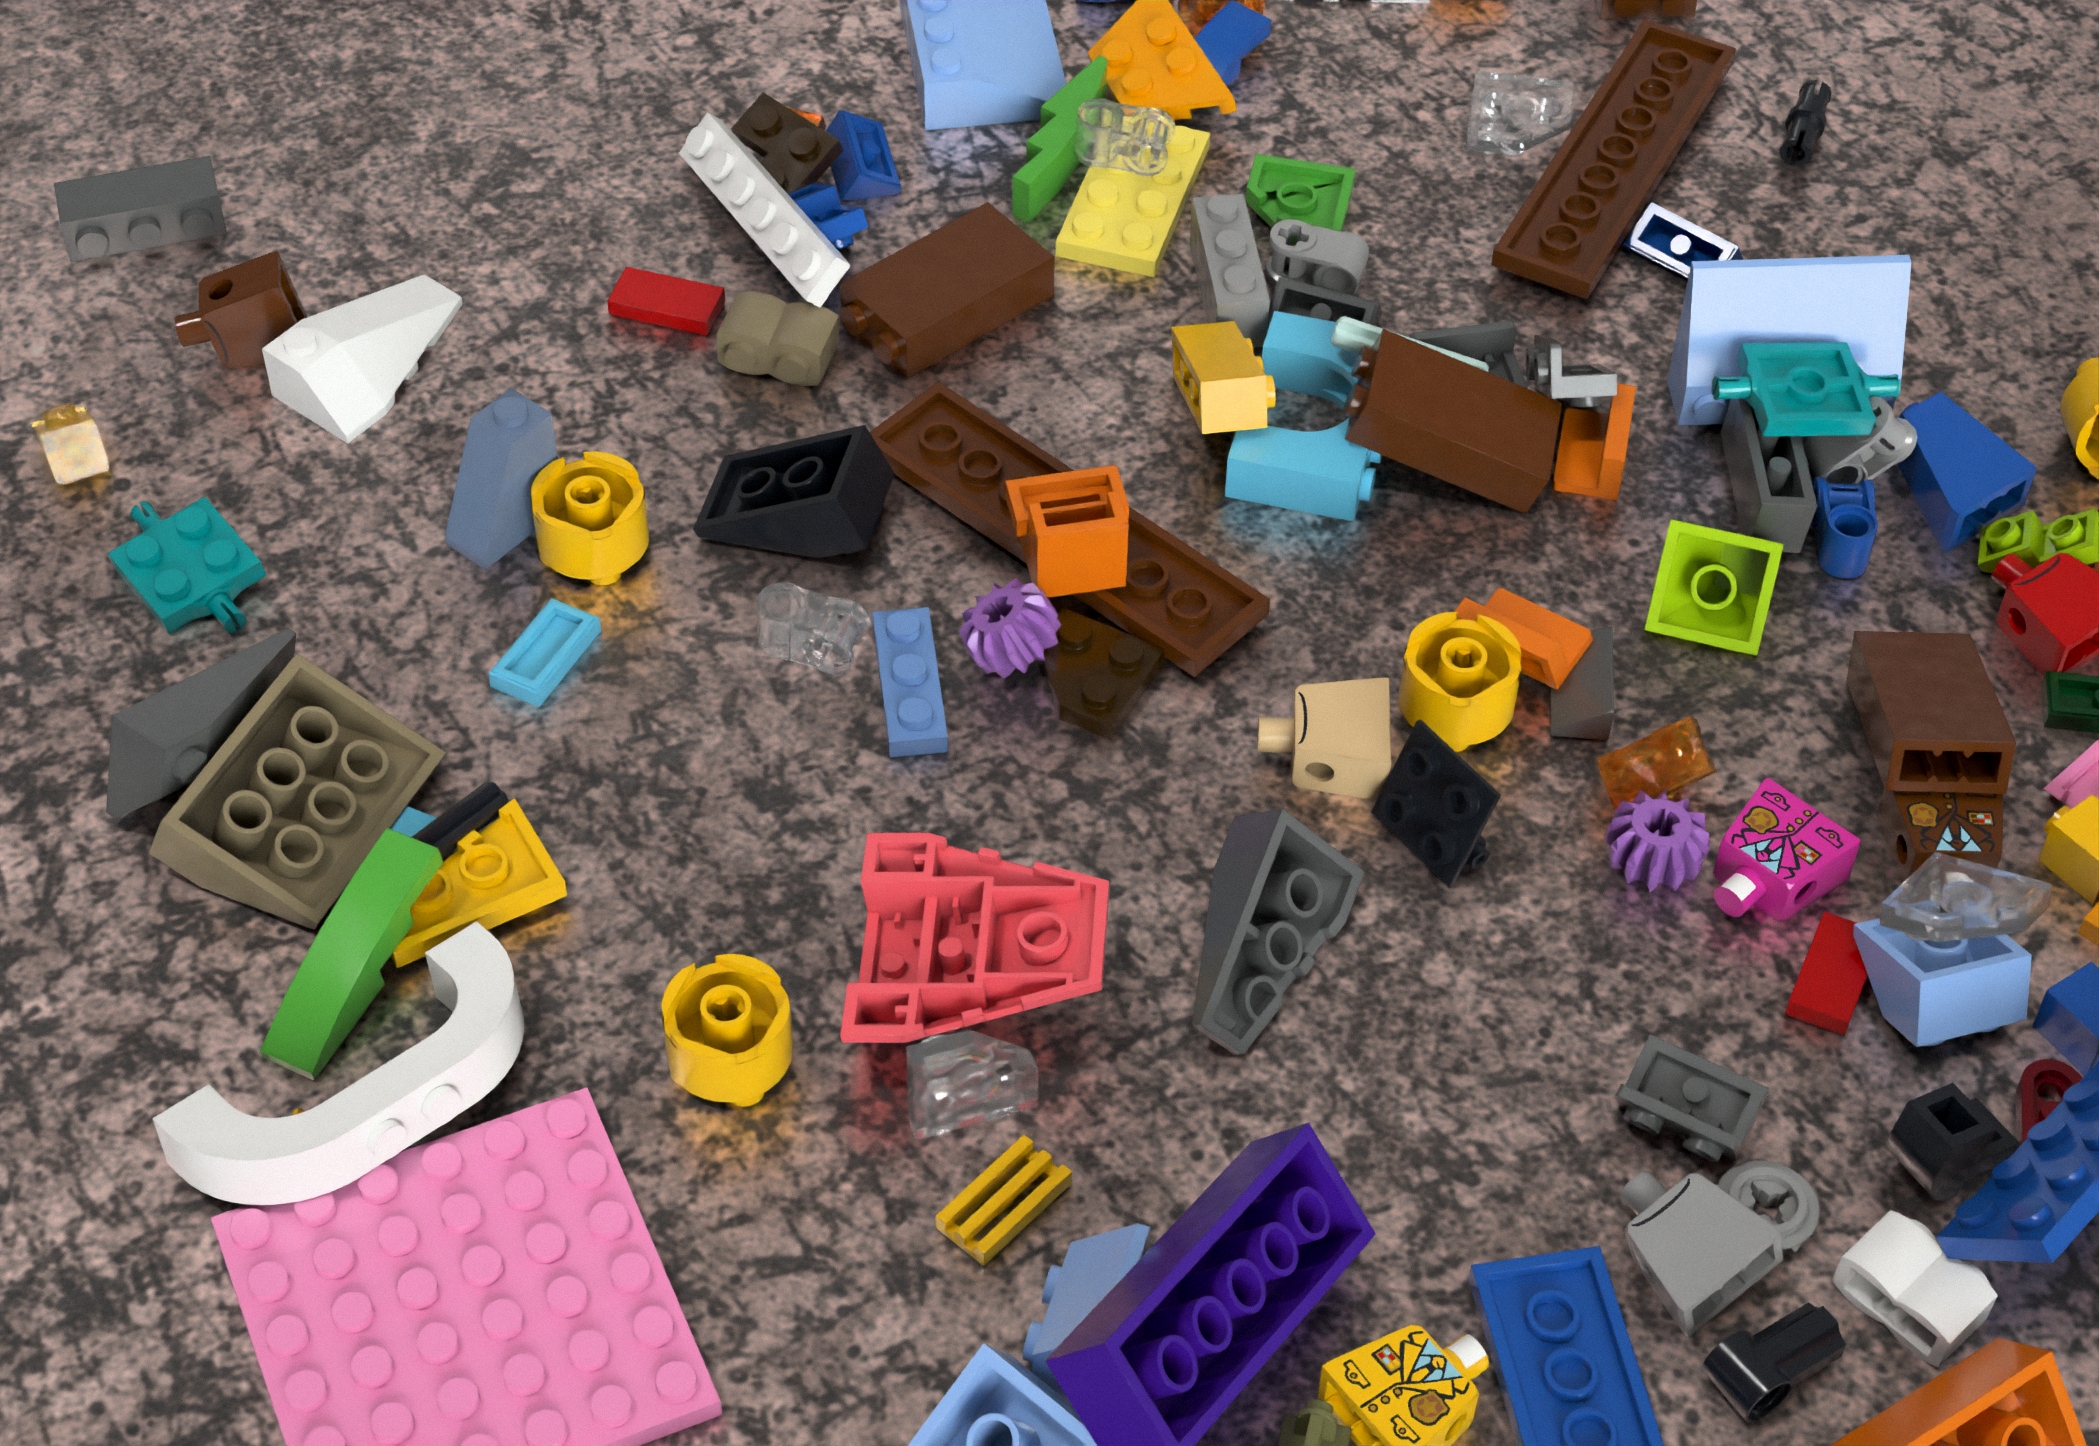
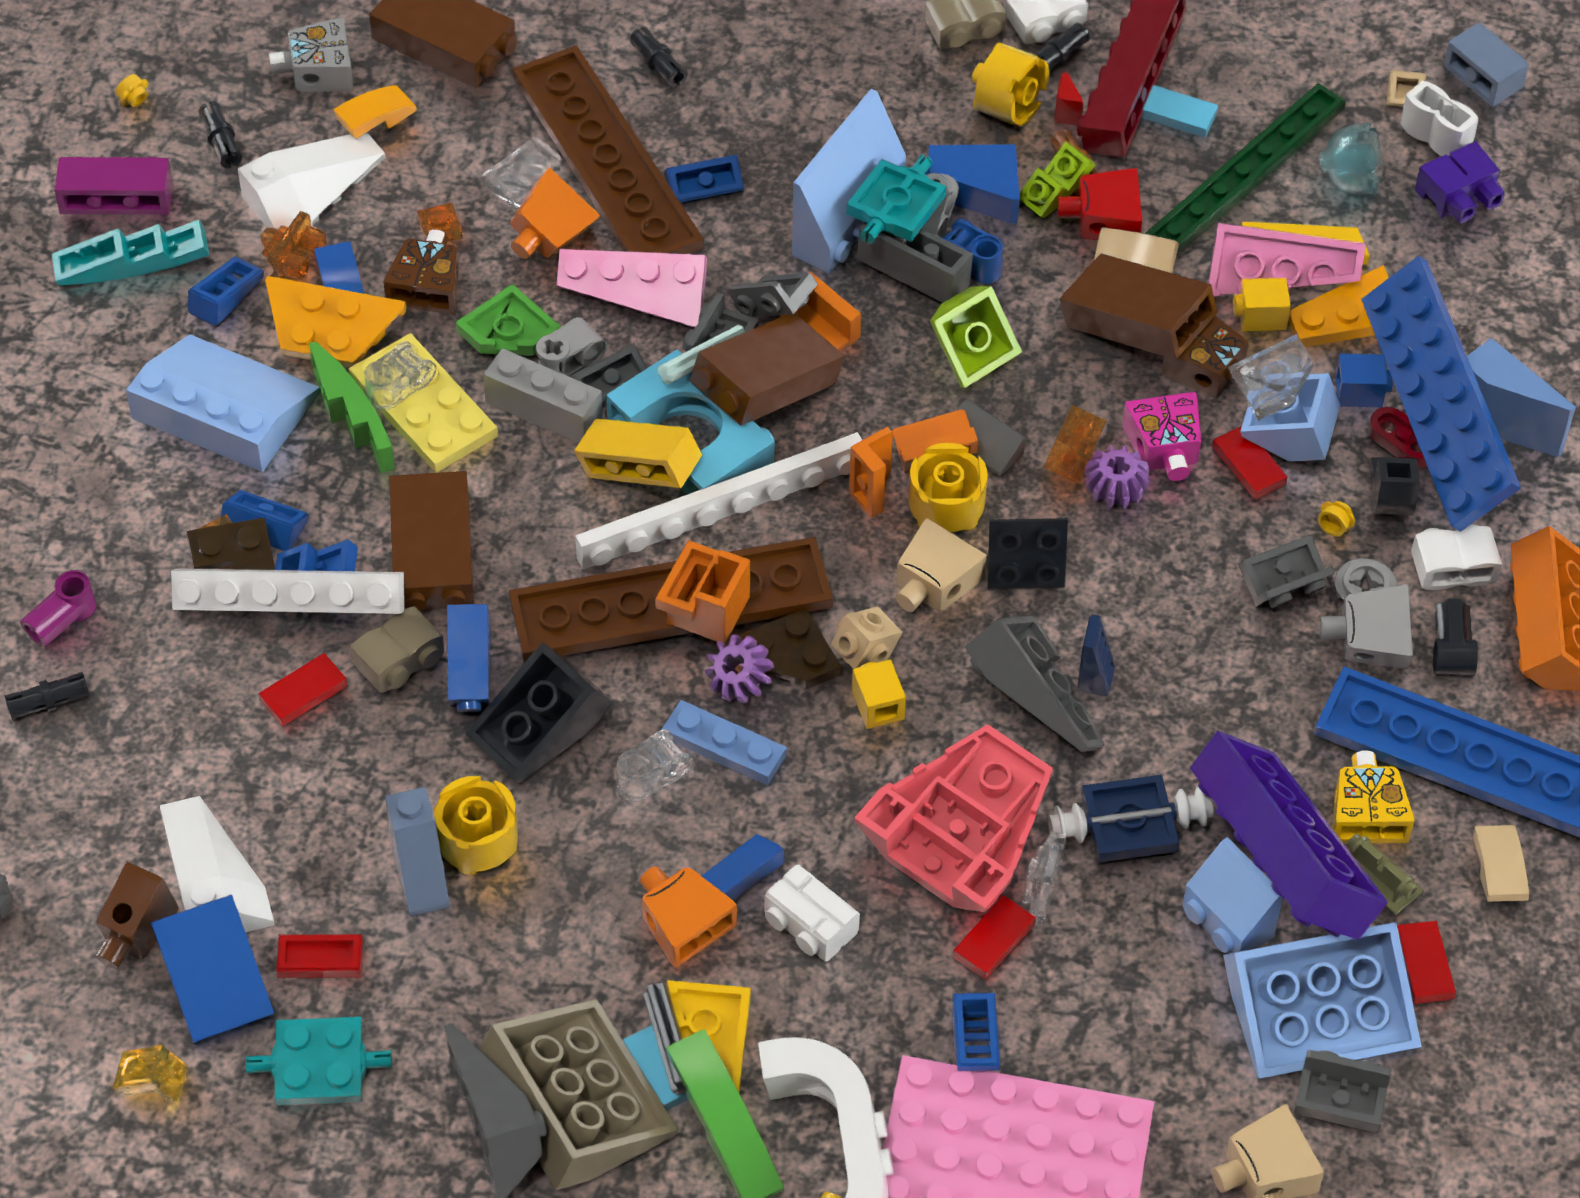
camera: 55 degrees left, 5 degrees up
(224, 406) = (212, 968): none -> blue tile
(329, 496) = (320, 956): none -> red tile
(488, 123) = (47, 695): none -> black pin
(544, 652) = (550, 909): medium azure tile -> none
(614, 71) = (60, 608): none -> magenta piece
(623, 766) = (685, 912): none -> orange torso
(695, 1109) = (975, 1005): none -> blue slope
(720, 884) = (810, 913): none -> white brick
(727, 1029) = (923, 963): yellow brick -> none
(737, 793) = (746, 866): none -> blue slope
(816, 389) = (469, 656): none -> blue slope
(844, 1093) = (994, 937): none -> red tile
(1036, 1165) = (1110, 876): yellow tile -> none
(1099, 779) = (878, 693): none -> yellow brick
(1138, 1132) = (1131, 817): none -> dark blue plate
(1162, 719) = (865, 637): none -> tan brick
(1245, 494) = (714, 502): none -> white plate
(1296, 101) = (425, 274): none -> reddish brown torso
(1345, 966) = (1096, 660): none -> dark blue slope
(1382, 83) = (440, 218): none -> clear orange plate
(1408, 587) = (869, 469): none -> orange panel
(1470, 145) = (550, 217): none -> orange torso
(1470, 261) = (640, 281): none -> bright pink wing
(1840, 1113) = (1336, 518): none -> yellow plate
(2024, 677) = (1138, 248): none -> tan slope

